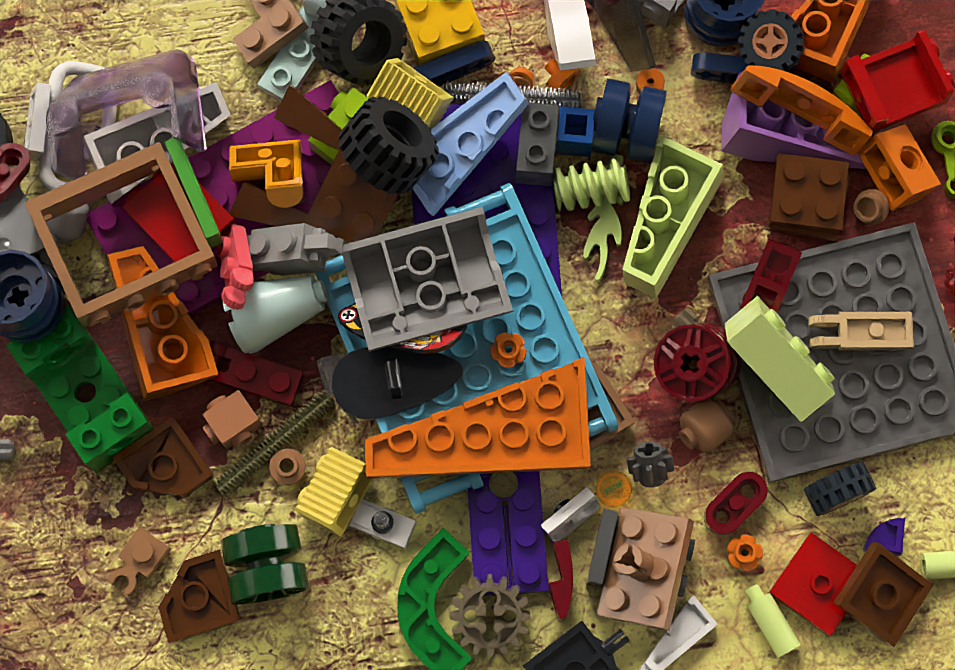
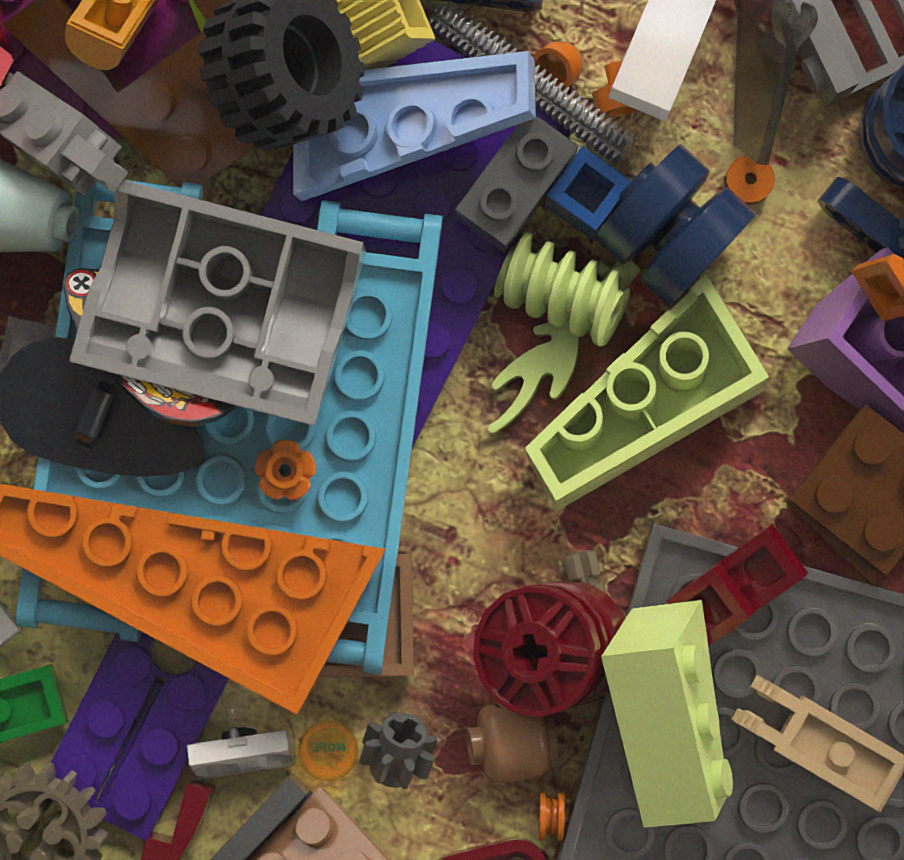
camera: 30 degrees right, 10 degrees up
(749, 453) = (551, 816): none -> orange piece

